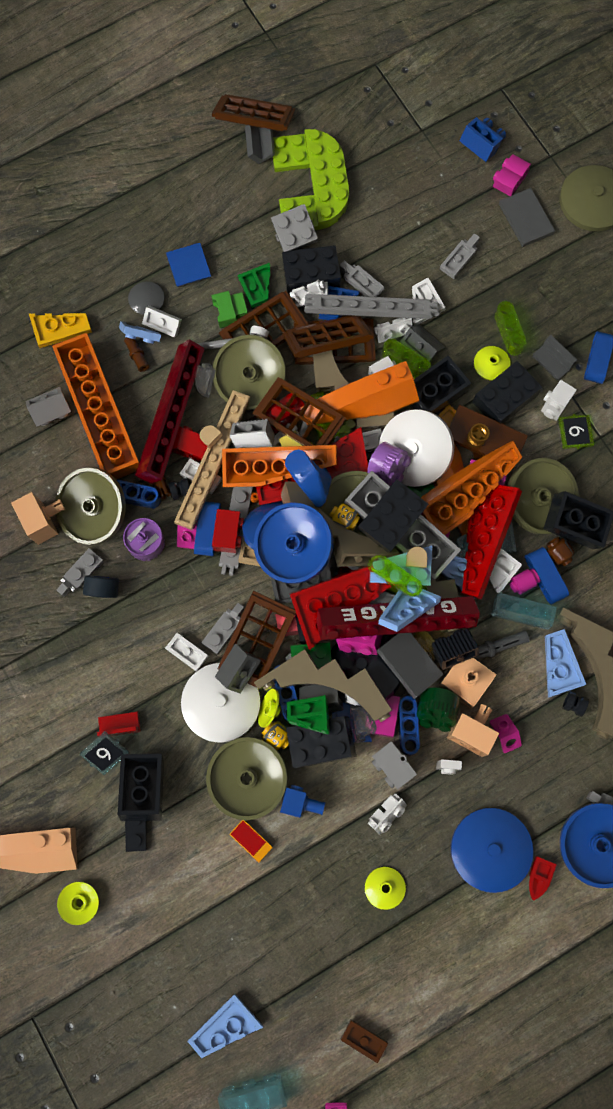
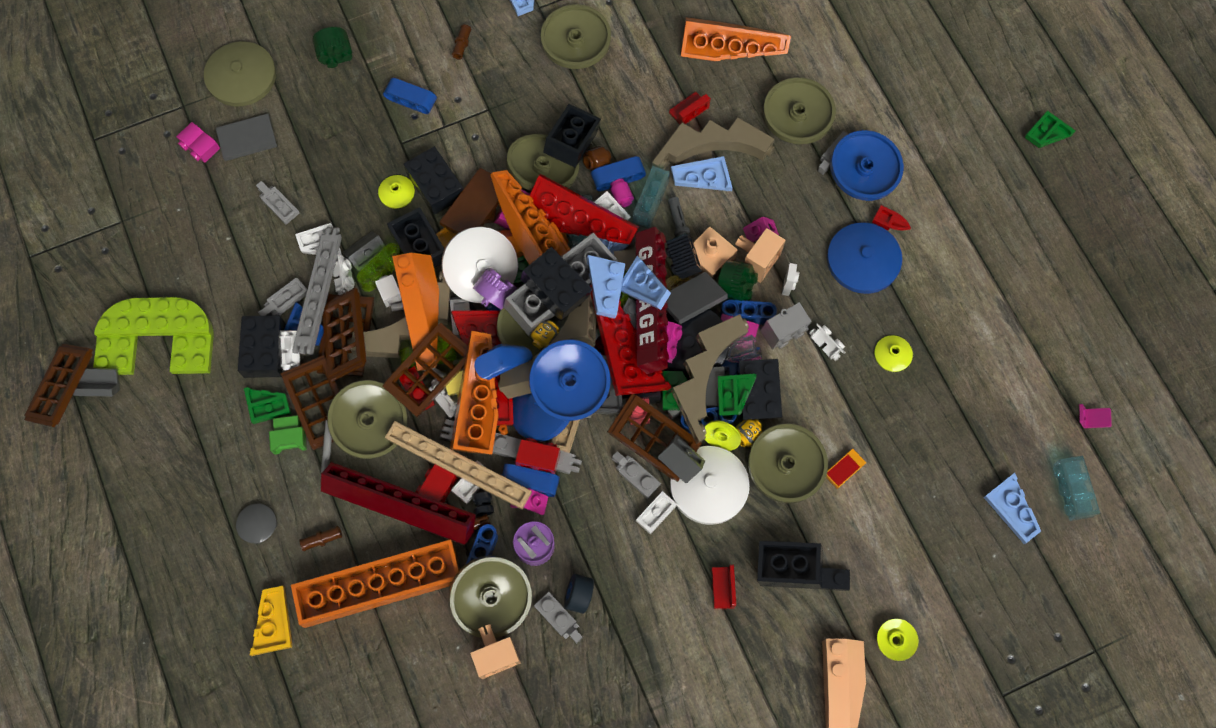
camera: 85 degrees left, 5 degrees down
(48, 407) = (367, 637): light grey brick -> none
(103, 753) = (752, 602): piece -> none
(136, 331) = (297, 533): light blue wing -> none
(161, 321) = (288, 507): white plate -> none
(188, 264) = (226, 474): blue slope -> none
(204, 378) = (365, 465): clear brick -> none
(210, 435) = (433, 462): tan tile -> none
(252, 434) = (439, 420): light grey brick -> none
(259, 331) = (325, 403): white tile -> none
(294, 229) = (213, 356): light grey brick -> none
(297, 801) = (816, 417): blue brick -> none
(364, 1041) = (1026, 386): reddish brown plate -> none
(404, 577) = (619, 281): clear neon green beam -> none
(416, 558) = (599, 269): tan tile -> none
(479, 431) = (476, 207): pearl gold wheel -> none
(481, 138) = (151, 162): blue brick -> none
(510, 320) = (356, 165): clear neon green beam -> none
(554, 358) = (402, 134): dark grey panel -> none
(557, 400) = (449, 135): white brick -> none
(575, 703) = (739, 169): black wheel -> none
(576, 431) = (480, 129): piece -> none

